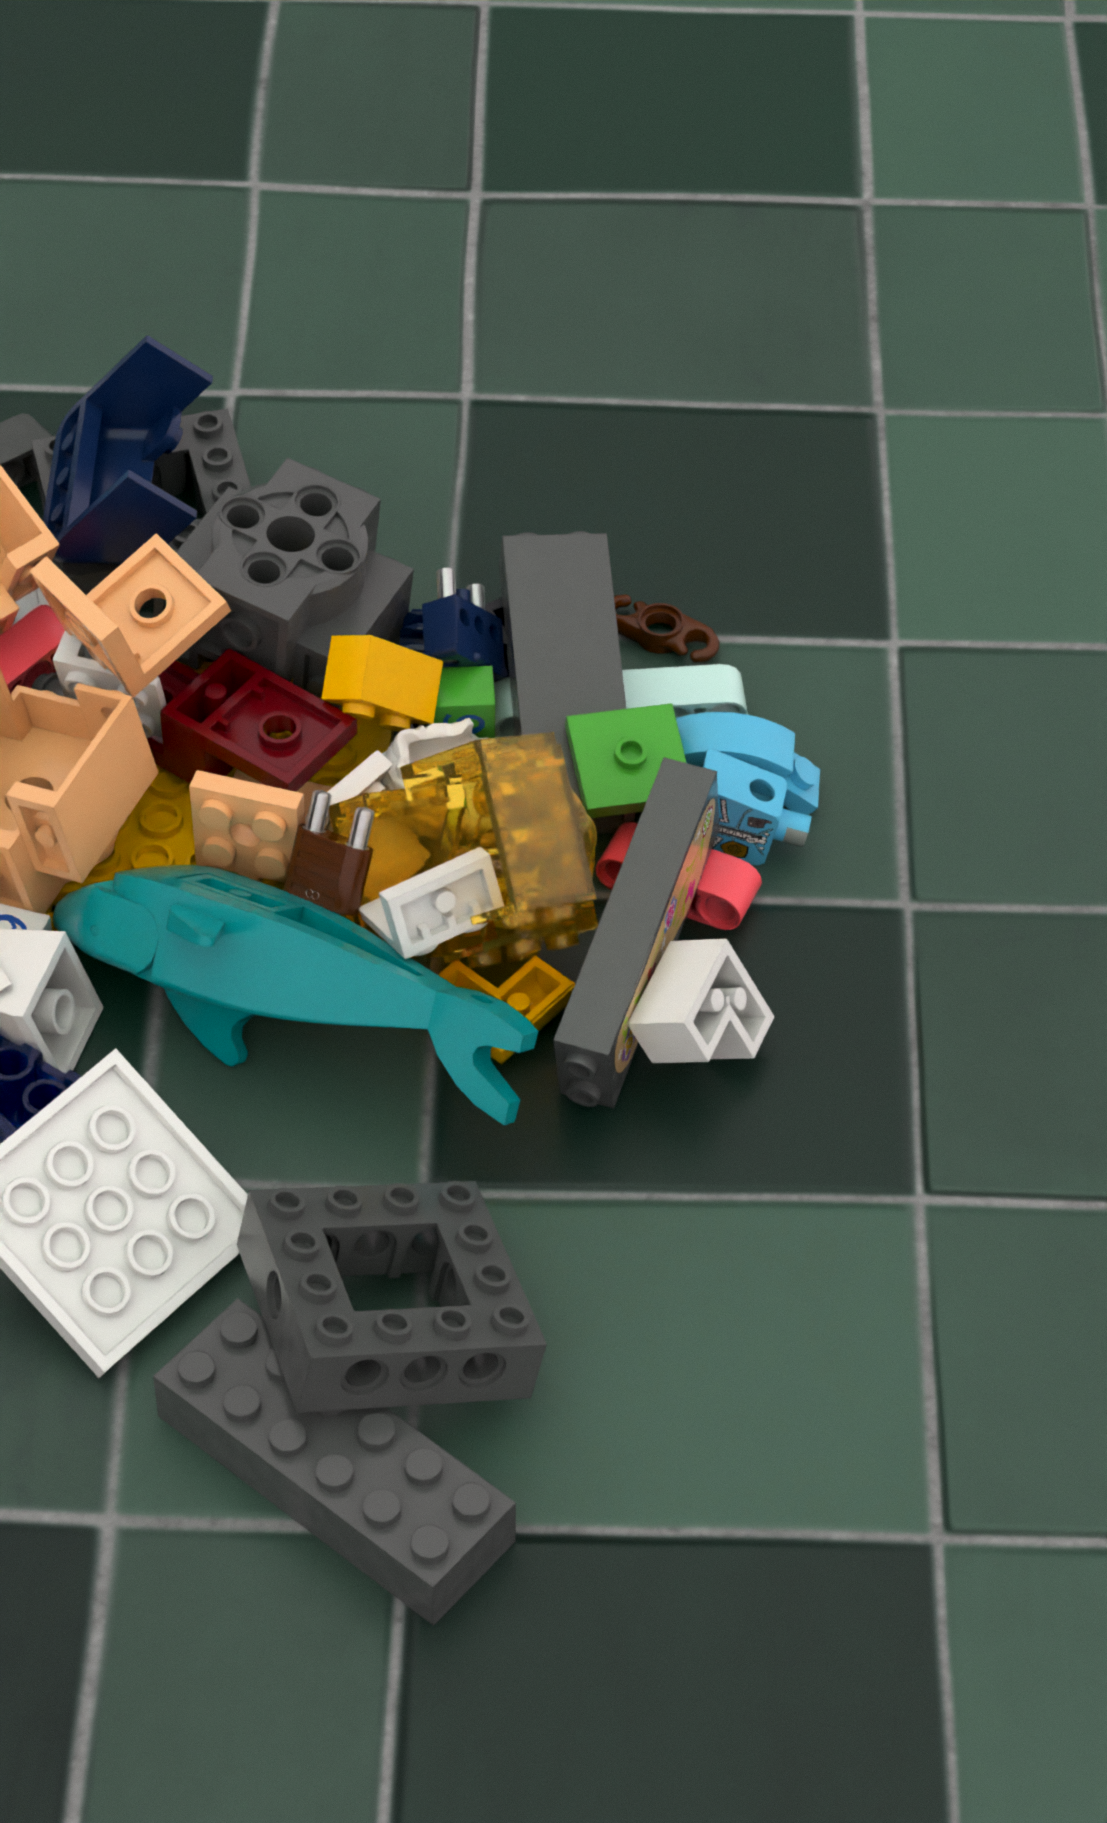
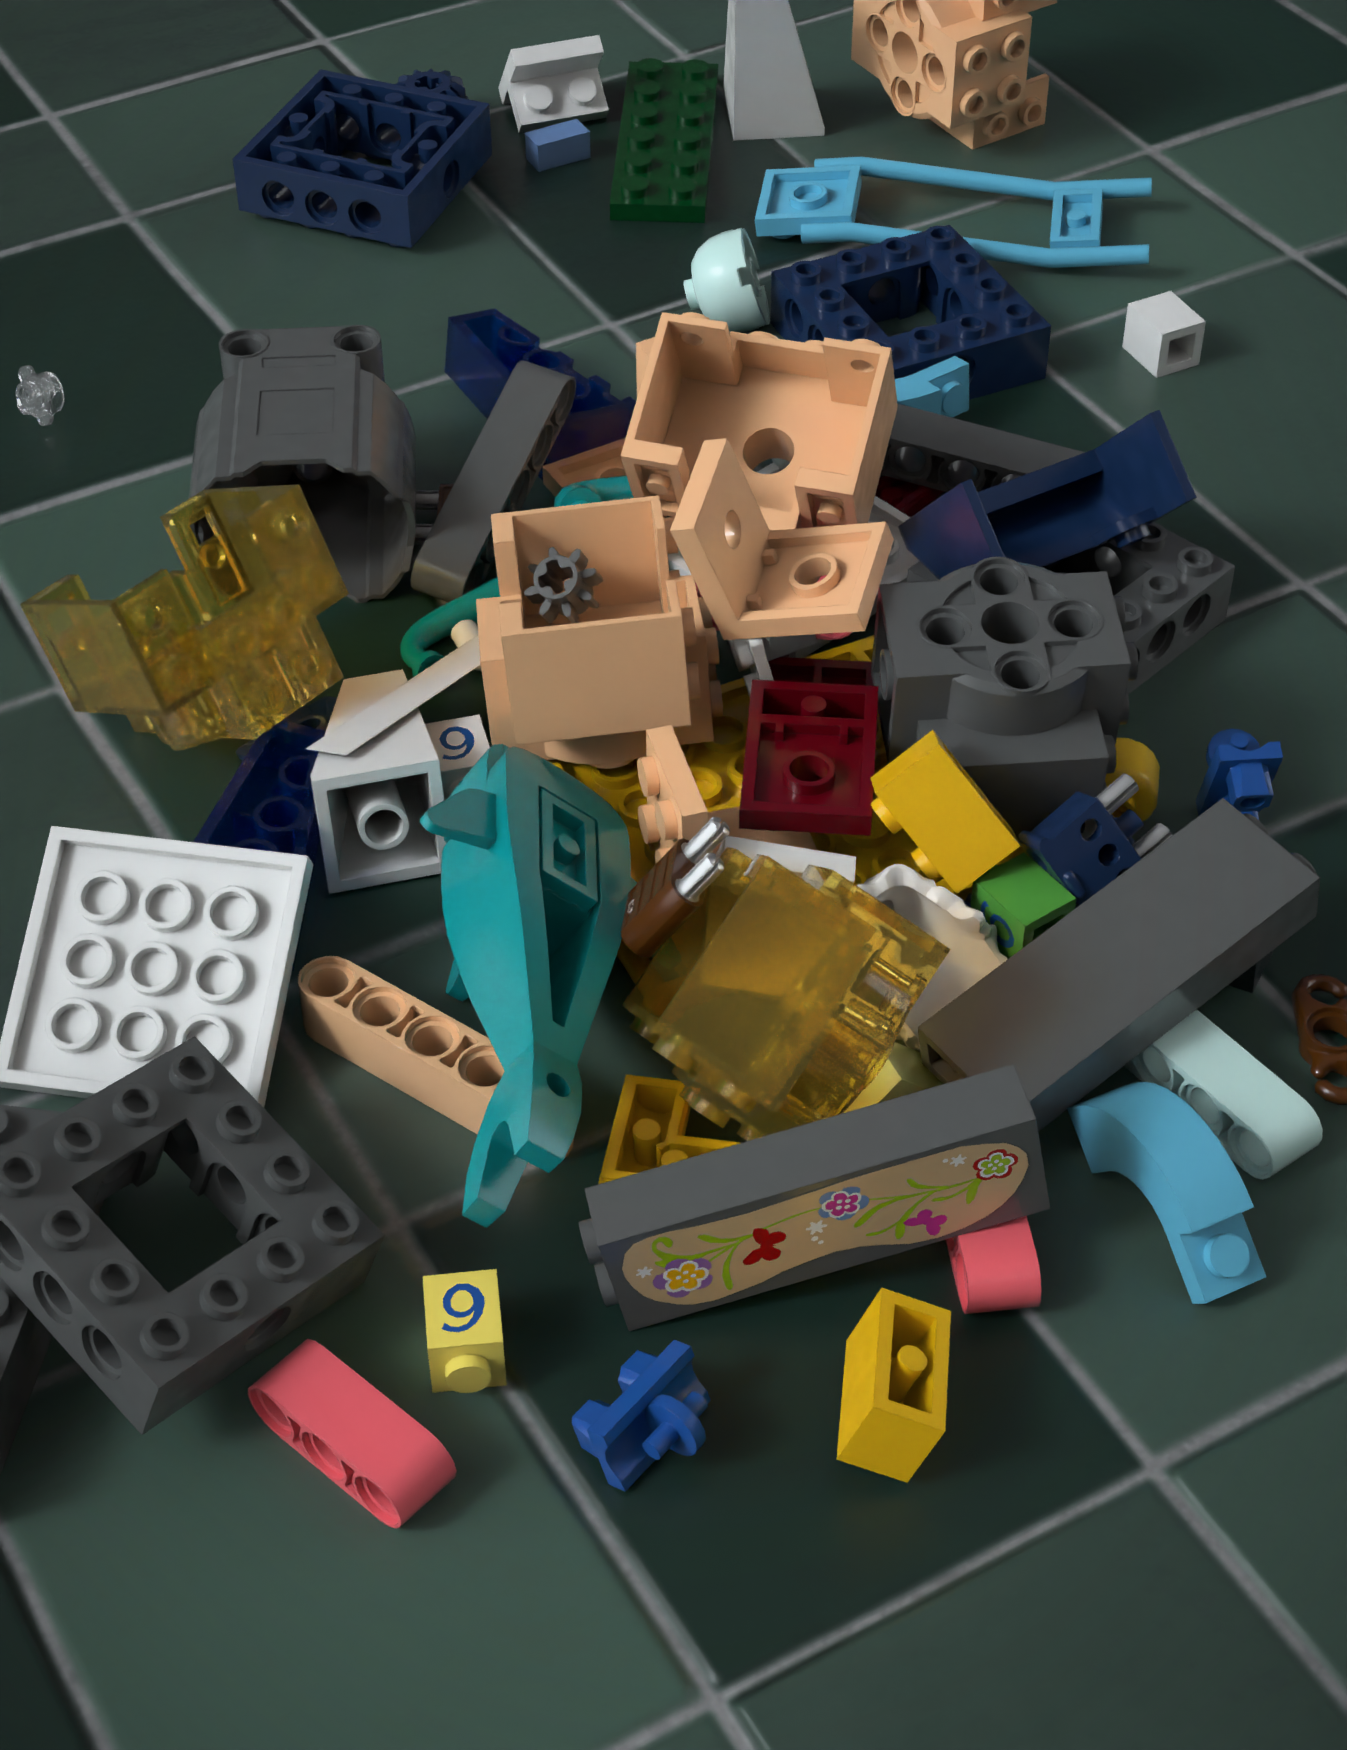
camera: 60 degrees right, 5 degrees down
(311, 1092) = (400, 1039): none -> light nougat beam
(428, 533) = (1239, 772): none -> blue hips
(435, 904) = (630, 974): white bracket -> none
(567, 1187) = (464, 1331): none -> light yellow brick
(606, 1285) = (352, 1433): none -> coral beam
(620, 755) = (1066, 1061): bright green plate -> none
(700, 1006) = (768, 1296): white brick -> none
(709, 1144) = (650, 1416): none -> blue hips
(752, 809) = (1107, 1219): medium azure torso -> none
(794, 979) = (894, 1385): none -> yellow brick

